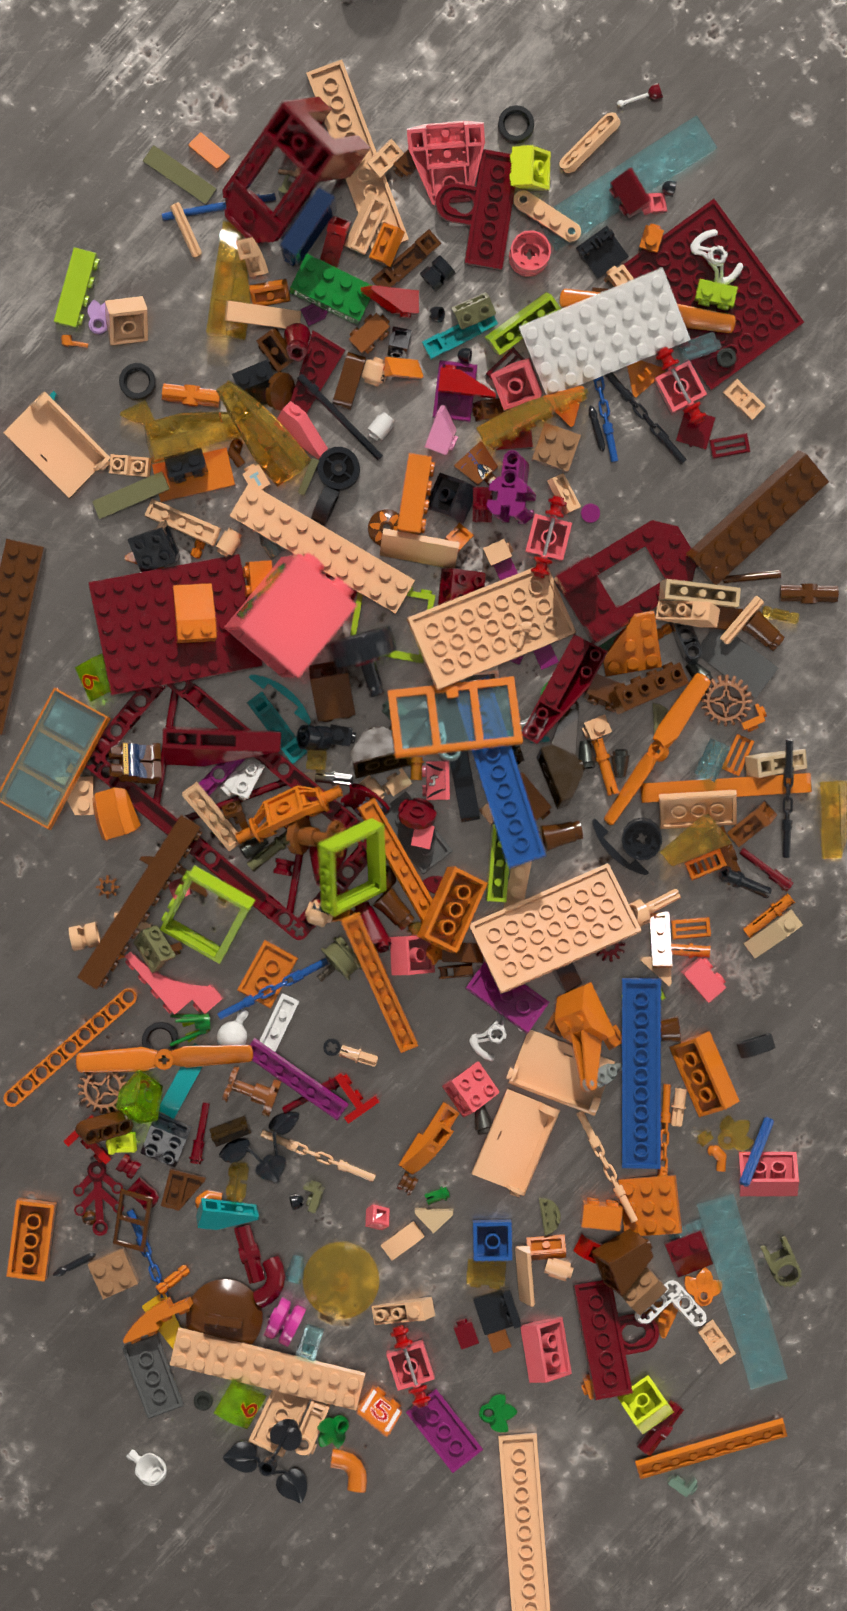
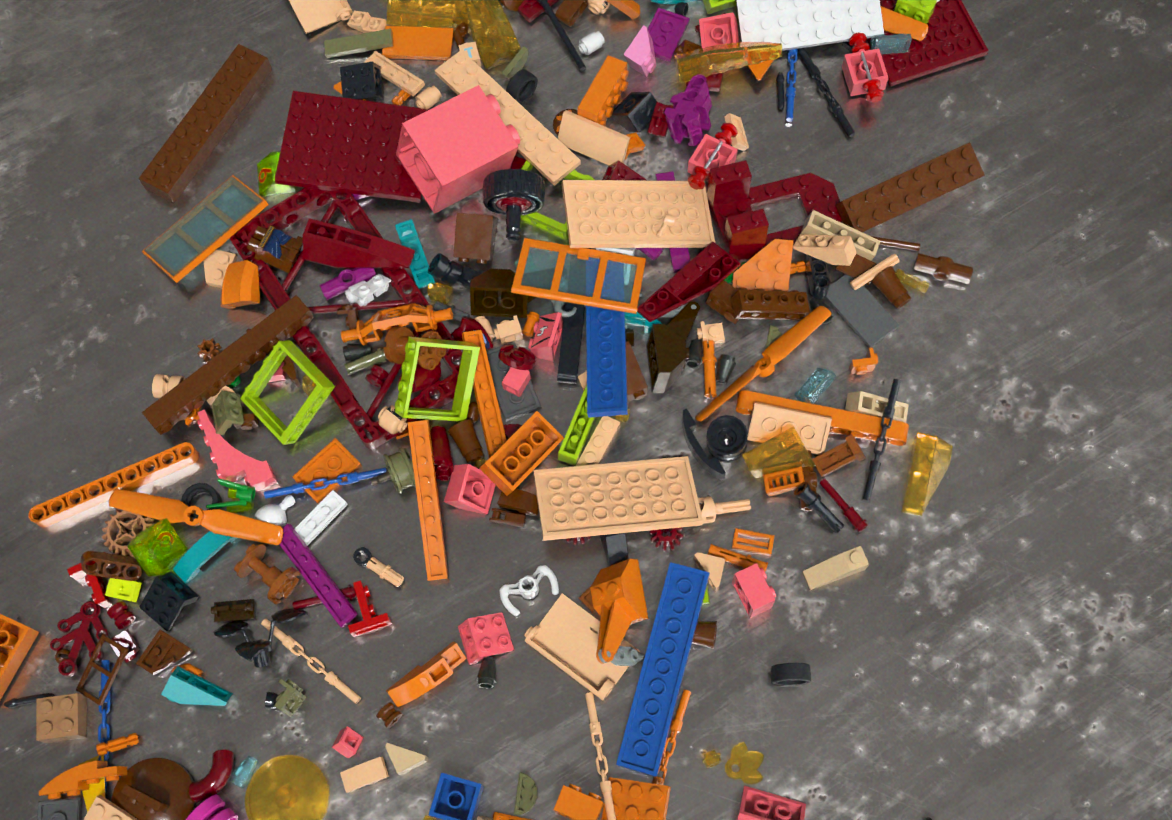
camera: 20 degrees right, 20 degrees down
(186, 465) = (412, 29): black bracket -> none
(194, 613) = (373, 138): orange slope -> none
(198, 1144) = (198, 613): dark red pin -> none
(211, 815) = (326, 310): light nougat plate -> none
(235, 1190) = (216, 669): clear yellow hinge -> none
(249, 1253) = (204, 740): dark red piece -> none
(263, 682) = (418, 216): teal slope -> none
(302, 429) = (522, 26): coral slope -> none
(338, 457) = (544, 62): black wheel -> none
(430, 952) = (488, 493): orange plate -> none
(438, 1195) = (416, 737): green pin -> none
(459, 383) = (671, 24): red slope -> none
(477, 465) = (664, 87): dark orange torso -> none
(498, 552) = (662, 162): light nougat brick -> none
(519, 1005) = (552, 558): magenta plate -> none
(523, 1135) = (508, 717): light nougat door -> none
(556, 447) = (740, 94): medium nougat brick -> none
(561, 834) = (649, 416): reddish brown plant -> none
(590, 513) = (756, 155): magenta tile -> none
(615, 1040) = (644, 627): orange plate -> none
(642, 376) = (830, 60): orange piece -> none
(660, 940) = (719, 541): tile -> none
(678, 1107) = (693, 718): light nougat axle -> none
(695, 435) = (869, 114): dark red piece -> none
(704, 1074) = (729, 690): orange slope -> none
(719, 1155) = (722, 782): orange arm -> none
(726, 357) = (911, 59): pearl dark grey tile -> none
(729, 438) = (897, 135): dark red tile -> none
(735, 700) = (848, 341): nougat gear -> none
(743, 399) = (921, 102): light nougat slope -> none
(744, 740) = (850, 380): orange tile -> none
(756, 1152) = (763, 787): blue axle -> none
(770, 914) = (835, 549): orange pin -> none

